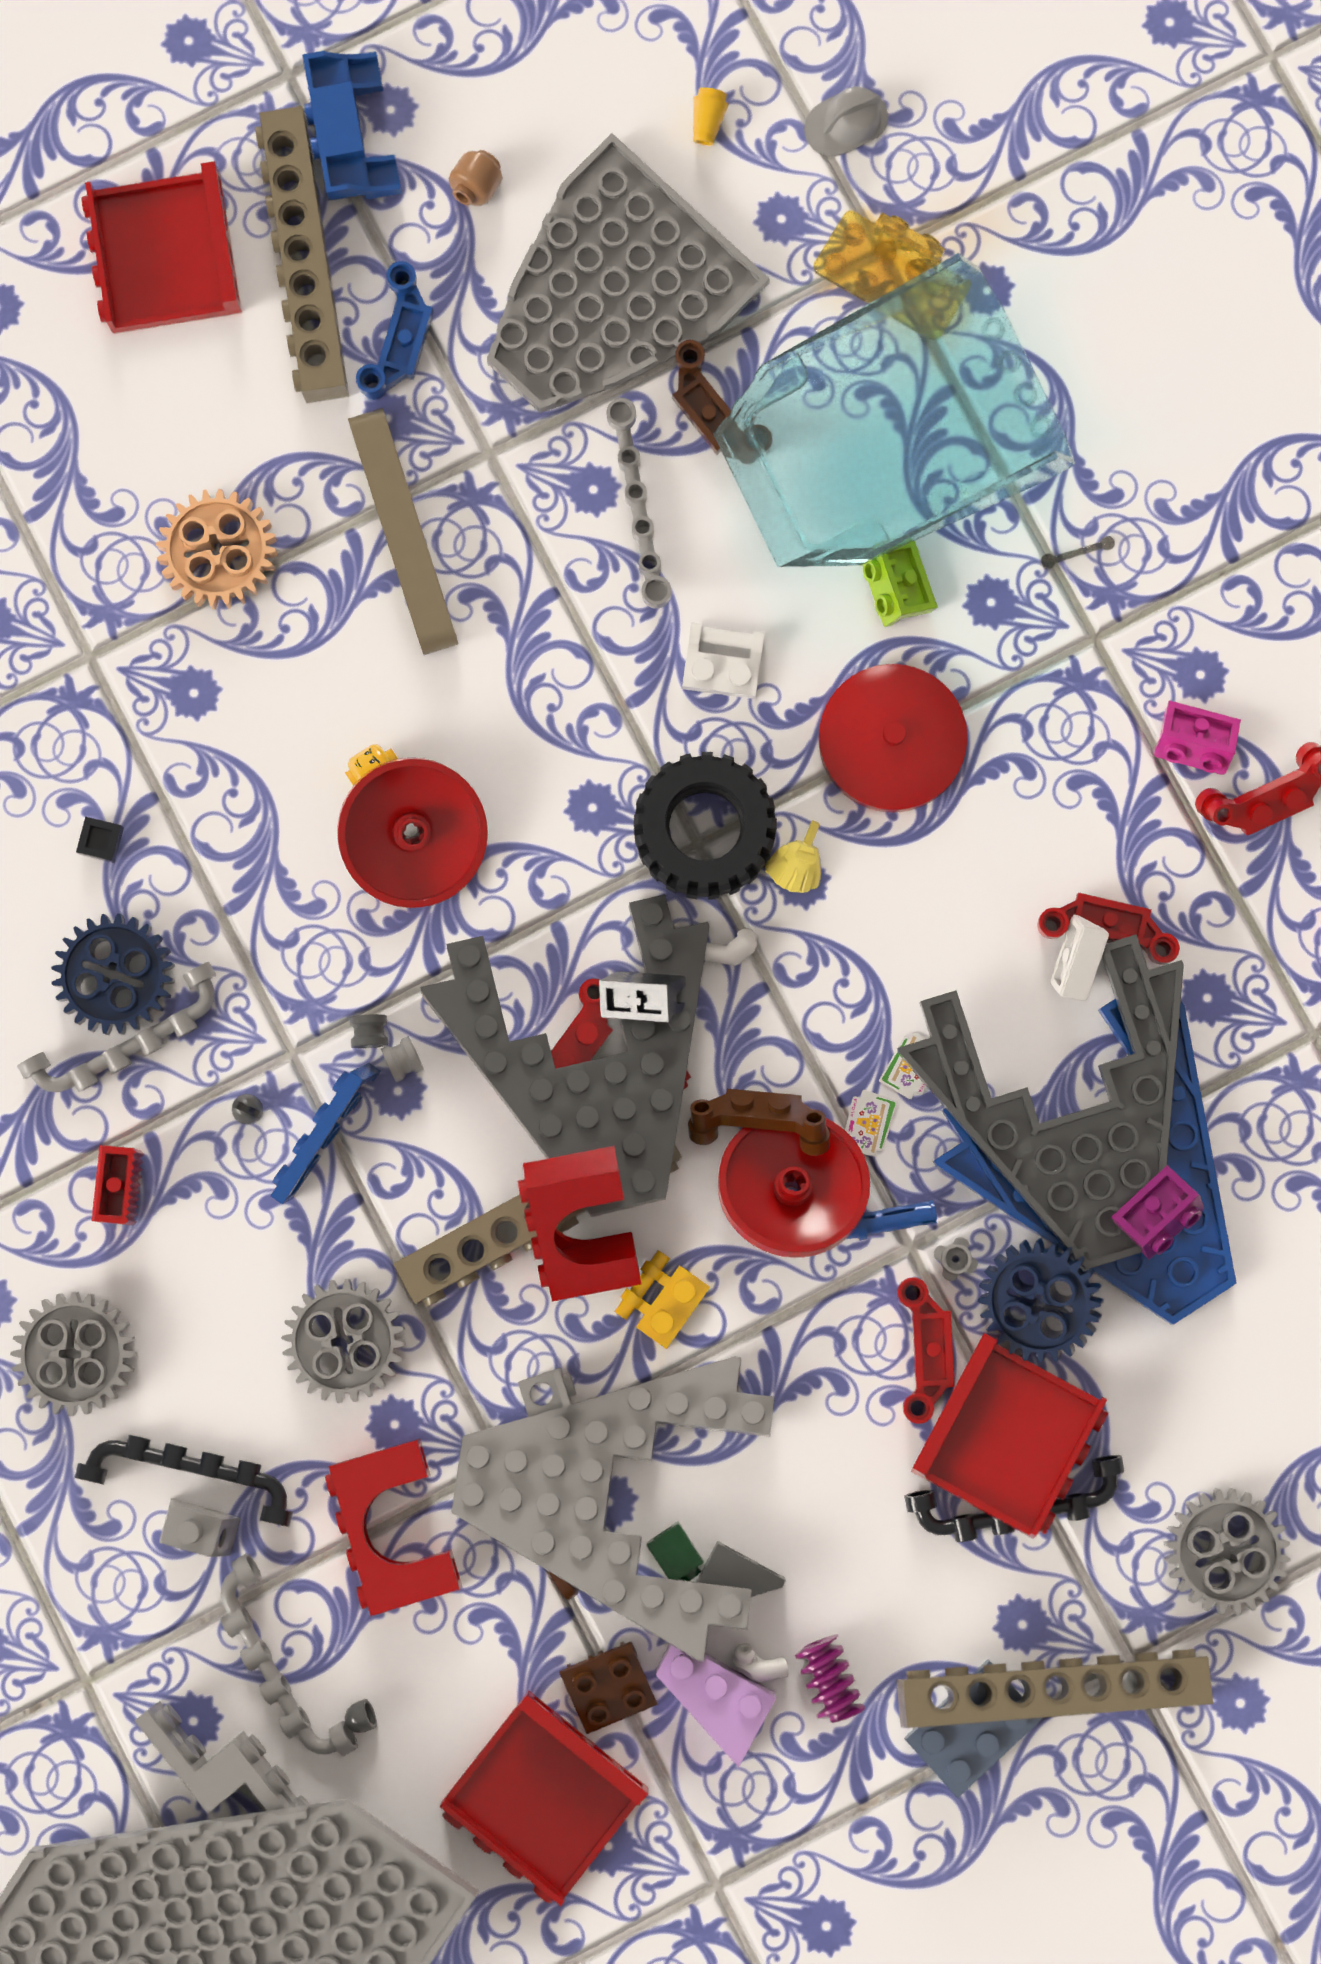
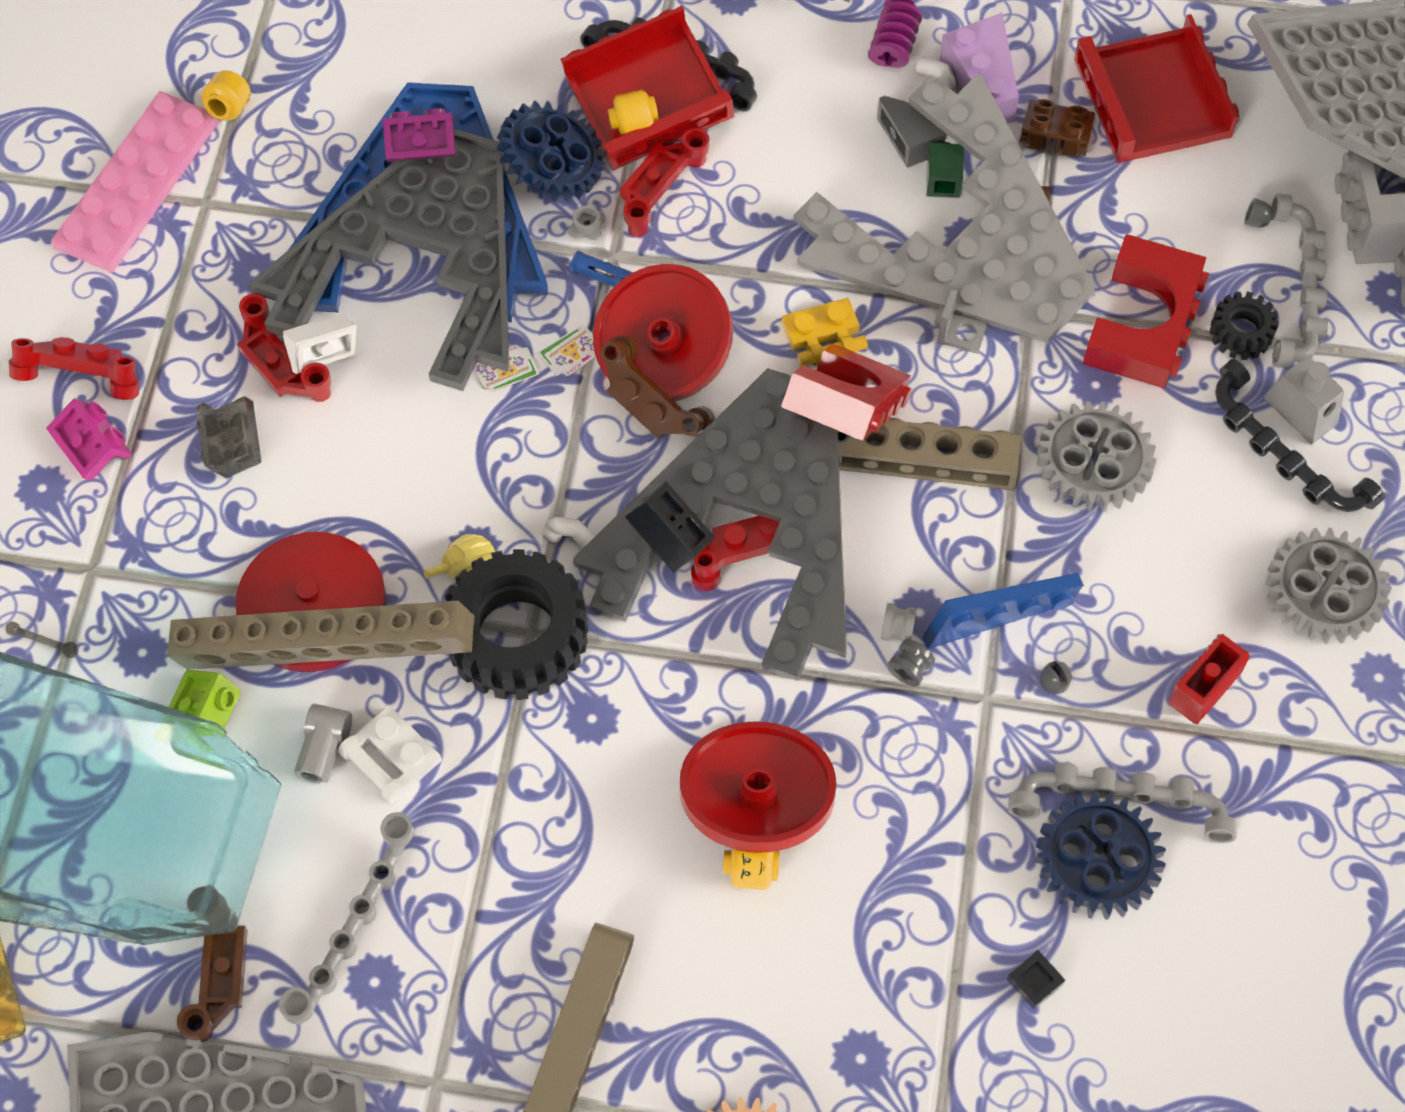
camera: 145 degrees left, 20 degrees down
(277, 1585) = (1248, 309): none -> black tyre
(784, 637) = (324, 732): none -> light grey piece
(840, 692) = (321, 635): none -> dark tan brick
(995, 1393) = (632, 111): none -> yellow head
(1082, 822) = (229, 437): none -> clear smoke bracket

